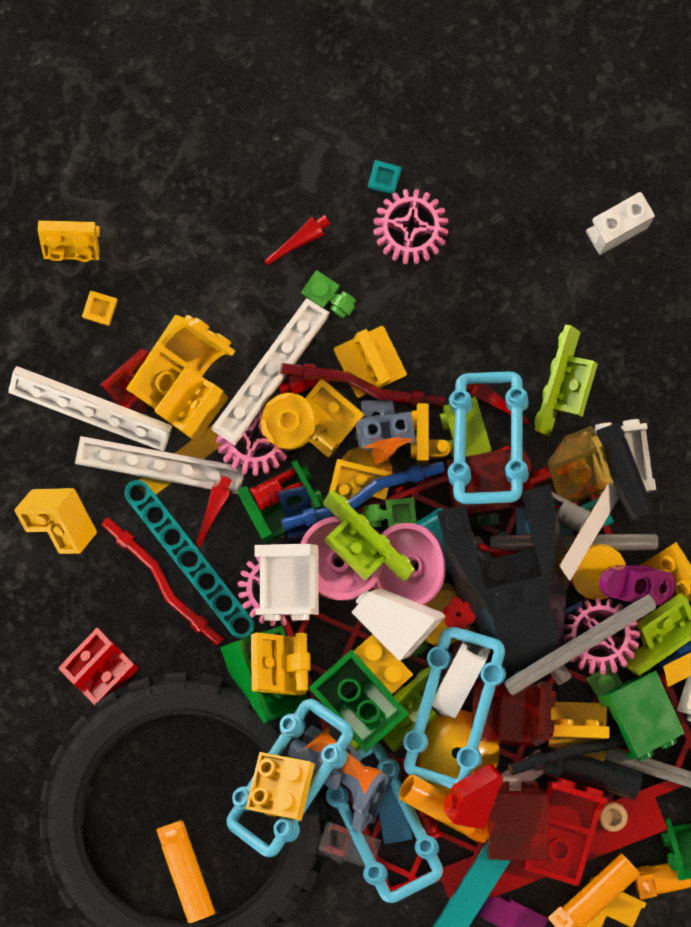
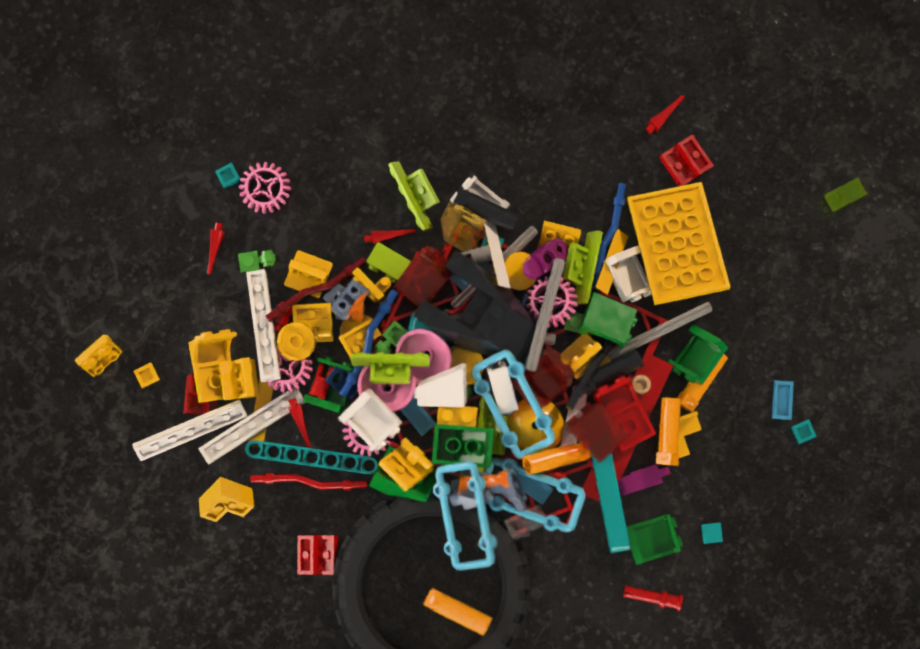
camera: 50 degrees left, 0 degrees up
(280, 786) = (464, 524): yellow plate -> none
(341, 624) = (418, 417): none -> dark azure tile
(453, 619) = (471, 361): red plant -> none
(473, 798) = (564, 439): red slope -> none
(486, 520) = (440, 298): dark green tile -> none
(516, 469) = (432, 258): medium azure bar -> none
(620, 223) = (367, 88): white panel -> none

